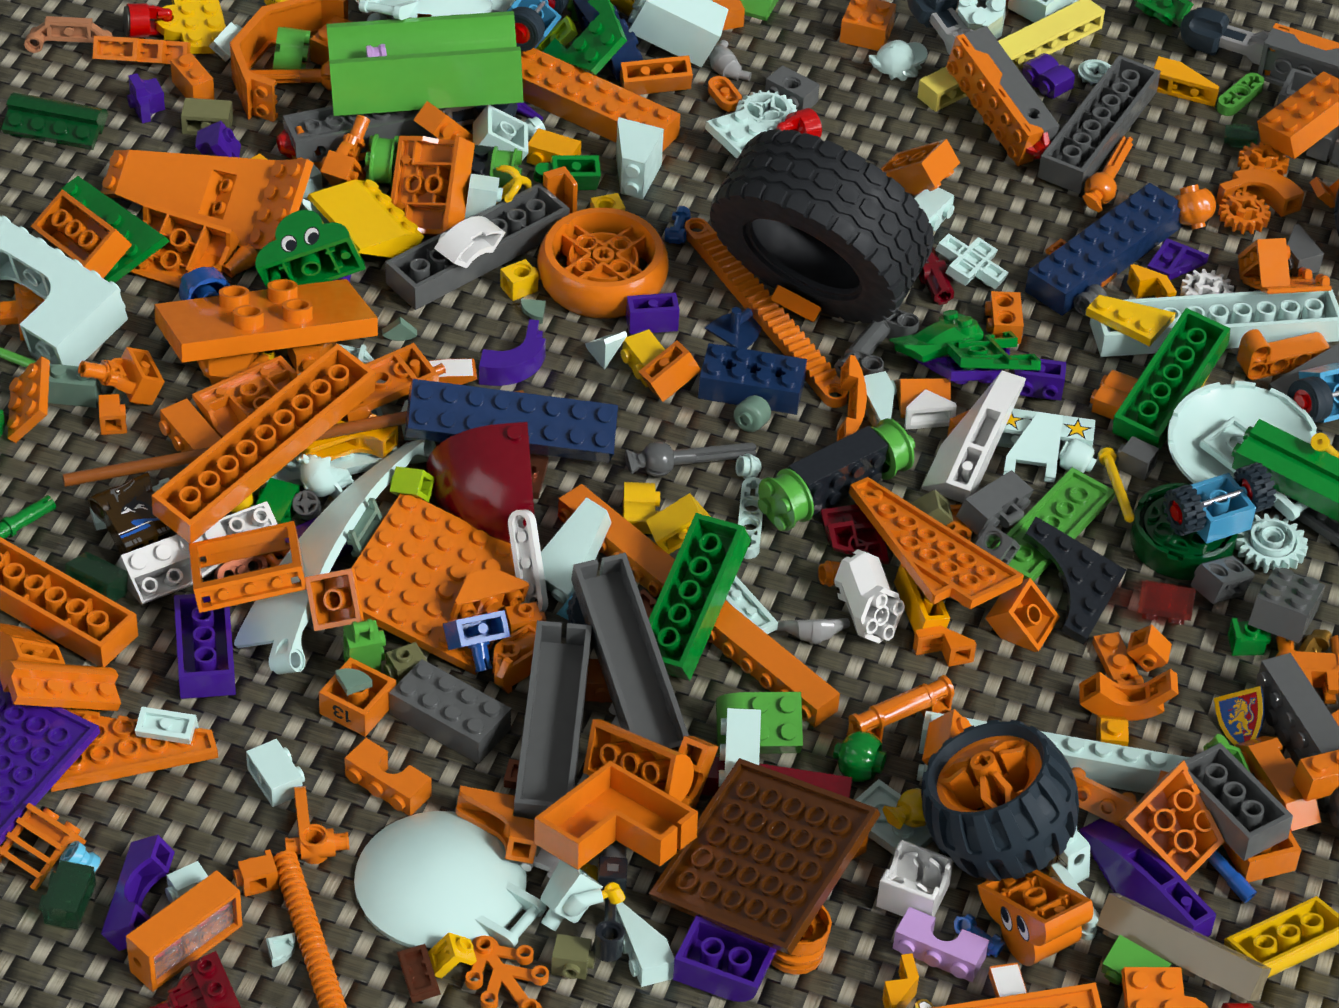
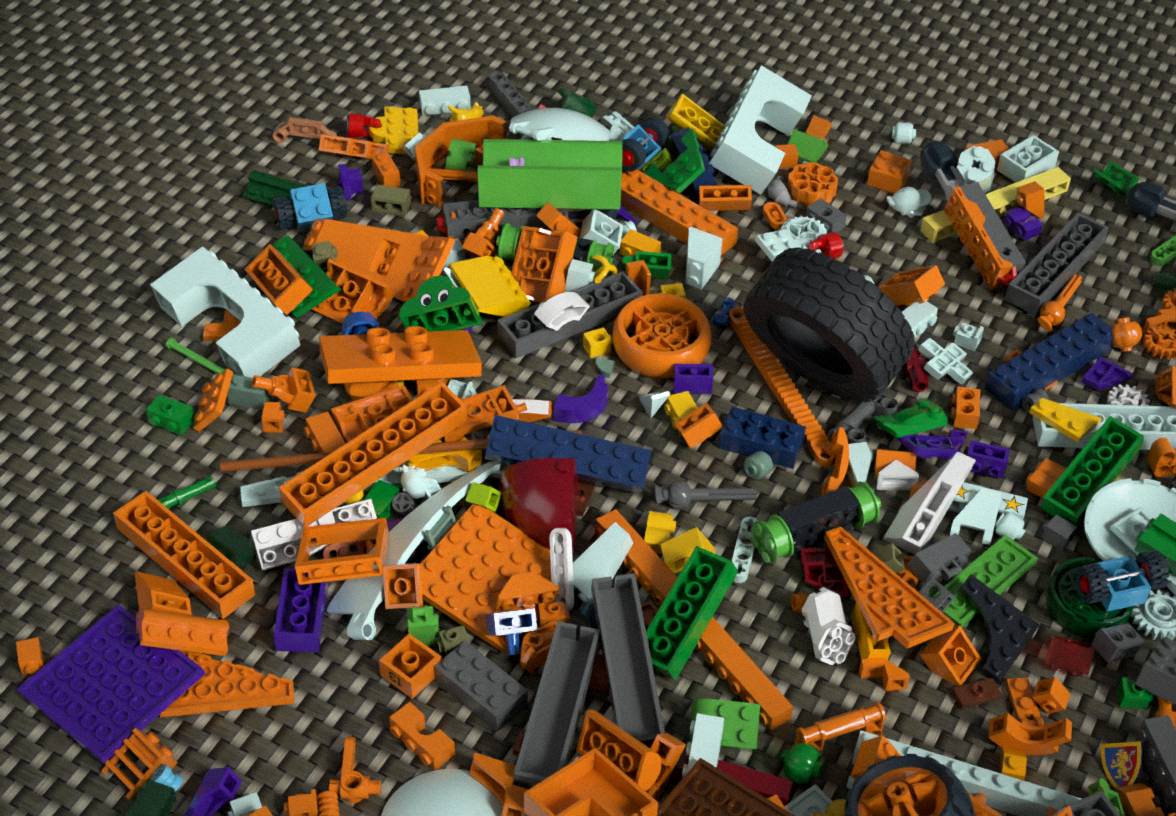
camera: 10 degrees right, 0 degrees up
(99, 133) = (309, 204): none -> brick
(129, 514) = (264, 498): dark brown piece -> none
(135, 194) = (323, 252): none -> olive brick
(166, 725) = (257, 673): light aqua panel -> none
(217, 141) = (394, 219): dark purple brick -> none
(241, 260) = (392, 308): orange cone -> none
(274, 771) = (334, 721): light aqua brick -> none
(353, 680) = (406, 653): sand green tile -> none
(399, 330) = (500, 373): sand green tile -> none
(736, 328) = (756, 396): dark blue shield -> none
(748, 466) = (748, 507): light aqua plate -> none
(749, 606) = (732, 624): light aqua plate -> none
(767, 46) = (811, 182): none -> orange connector
(795, 303) = (804, 381): orange slope -> none
(813, 630) = (781, 648): light grey piece -> none
(989, 353) = (948, 436): green wing -> none
(996, 227) = (968, 336): none -> light aqua brick
(1058, 41) = (1031, 198): none -> orange slope
(1059, 657) = (977, 693): none -> copper plate
(1088, 69) = (1053, 220): light aqua gear -> none
(1108, 457) = (1034, 528): yellow bar -> none
(1148, 282) = (1083, 391): light orange slope -> none
(1185, 83) = (1127, 238): light orange slope -> none

